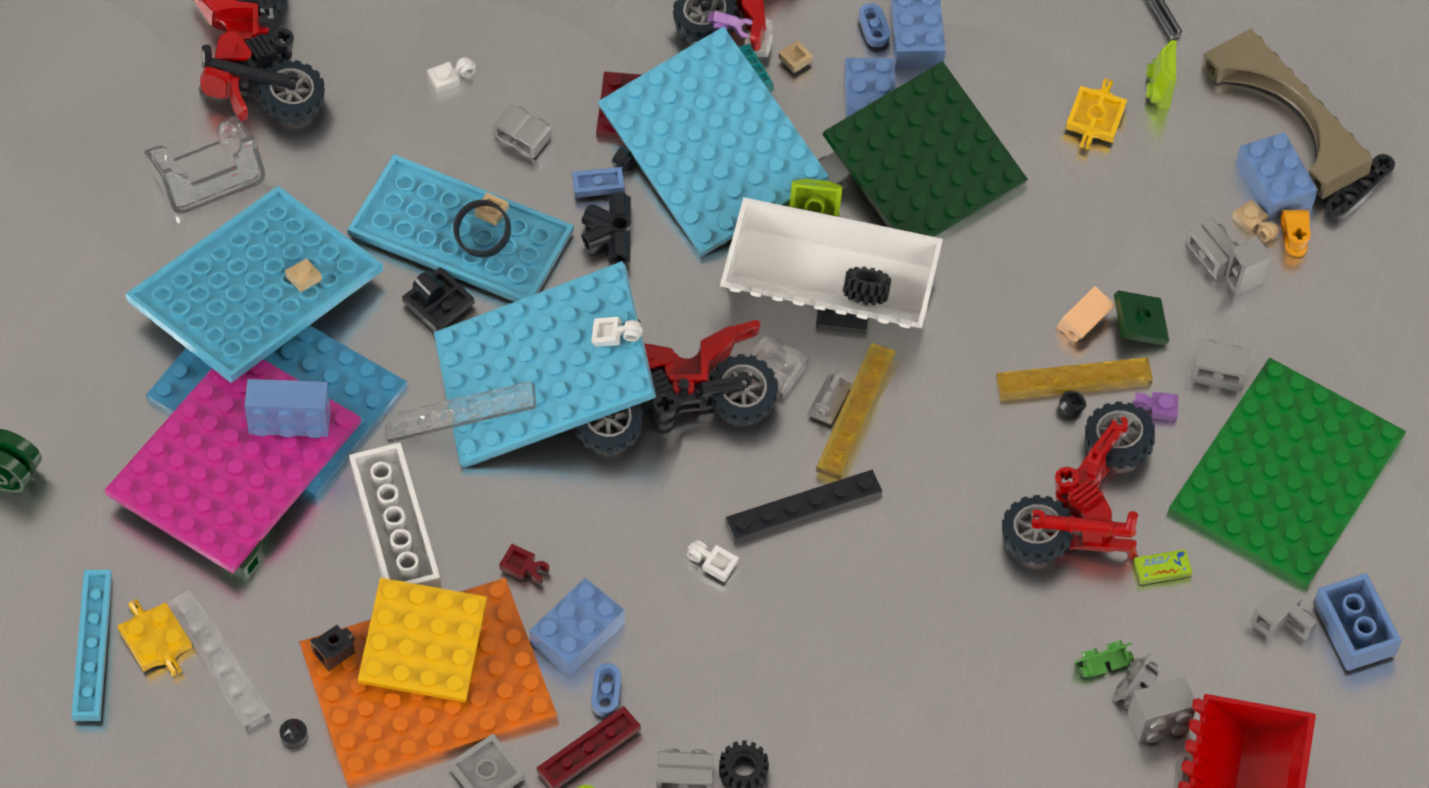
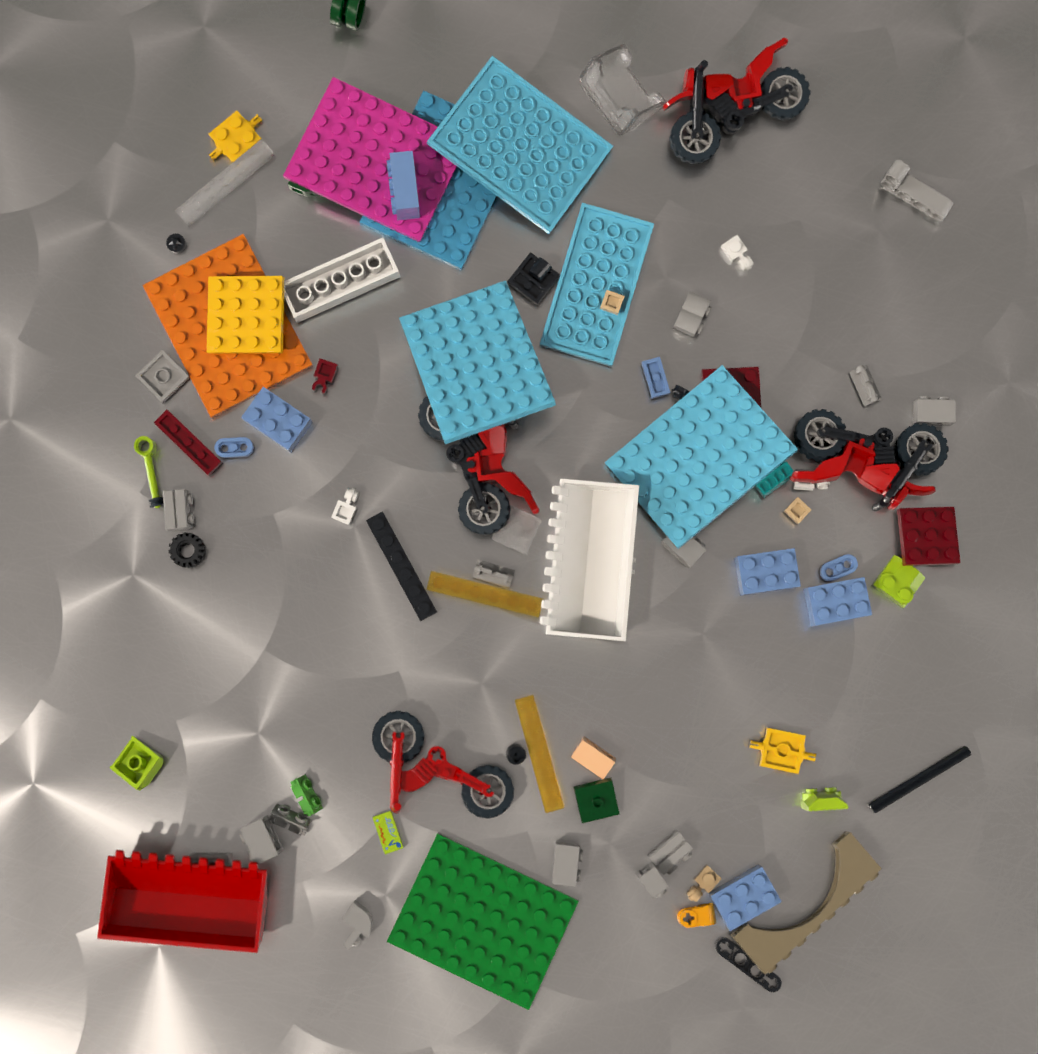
camera: 80 degrees right, 25 degrees up
(92, 645) = (222, 97): medium azure plate -> none
(303, 275) = (527, 176): tan plate -> none
(333, 654) = (238, 262): black brick -> none
(460, 411) = (431, 309): clear plate -> none
(467, 208) = (581, 283): black tyre -> none
(609, 228) = (618, 388): black piece -> none
(609, 330) = (488, 401): white plate -> none
(728, 21) = (804, 451): medium lavender plate -> none
(816, 196) = (652, 541): lime slope -> none
(866, 285) = (594, 589): black tyre -> none
(925, 155) = (714, 620): dark green plate -> none
(1160, 405) = (524, 821): medium lavender plate -> none
(1356, 622) = (355, 979): medium blue brick -> none

